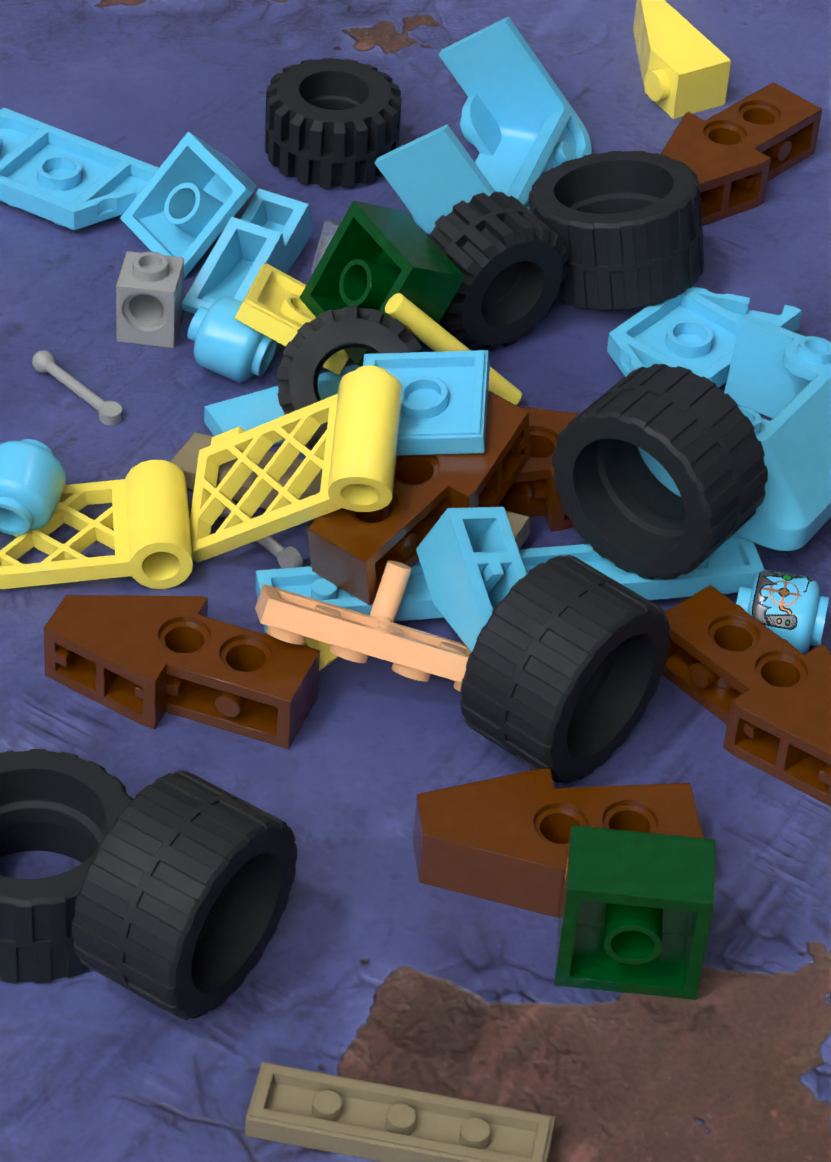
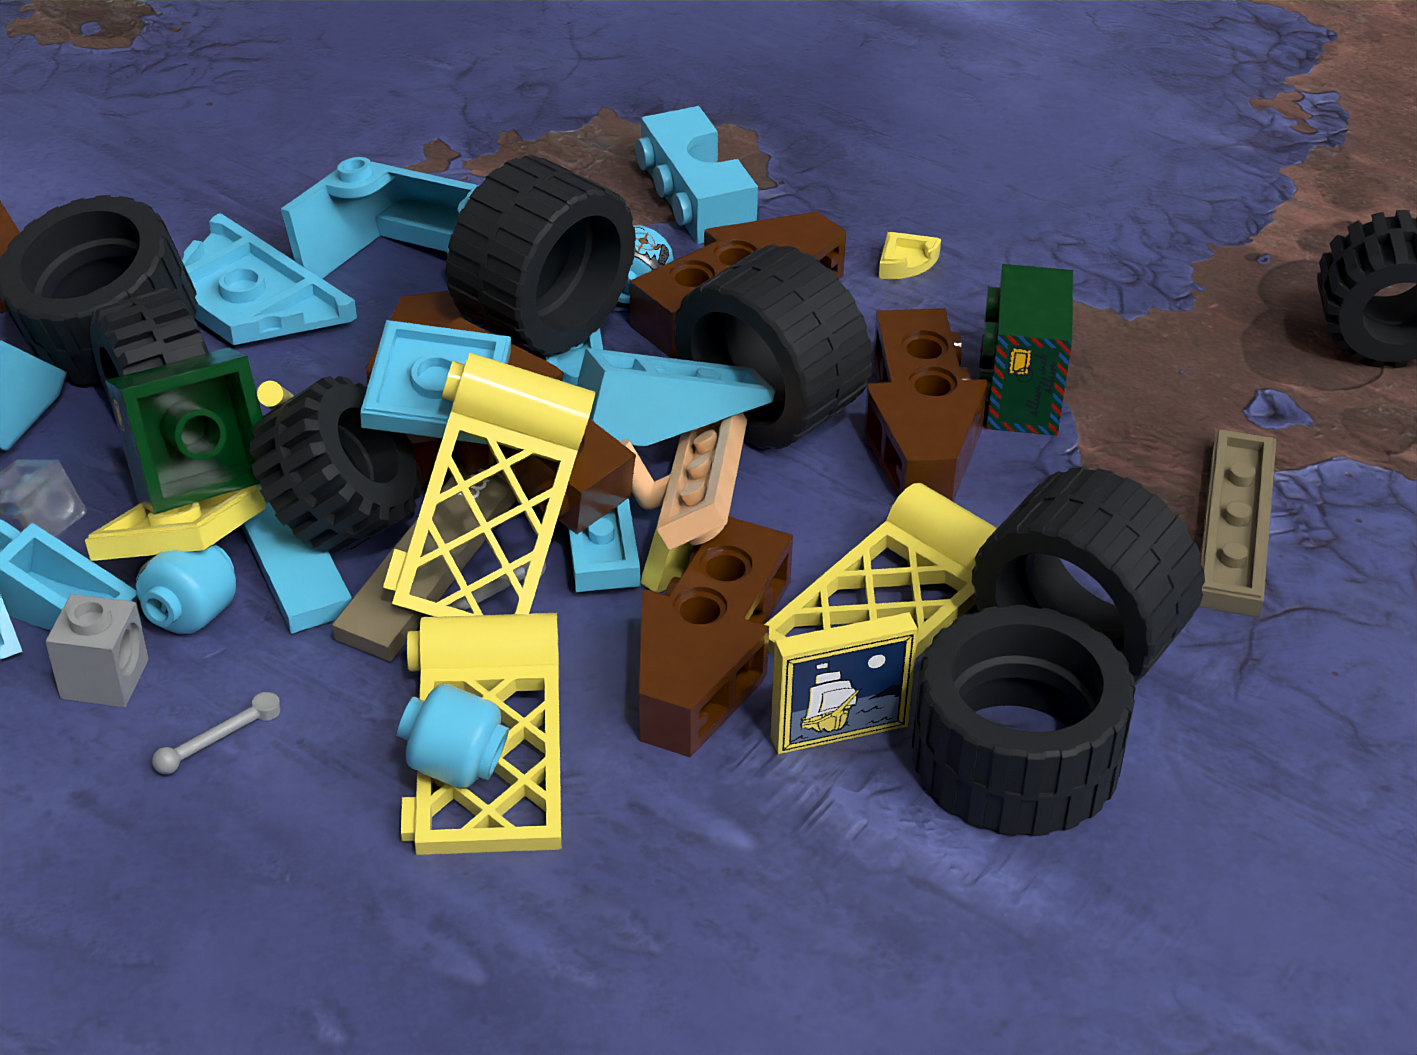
camera: 85 degrees left, 0 degrees up
(71, 709) = (842, 682): none -> tile
(331, 836) = (928, 534): none -> light yellow piece

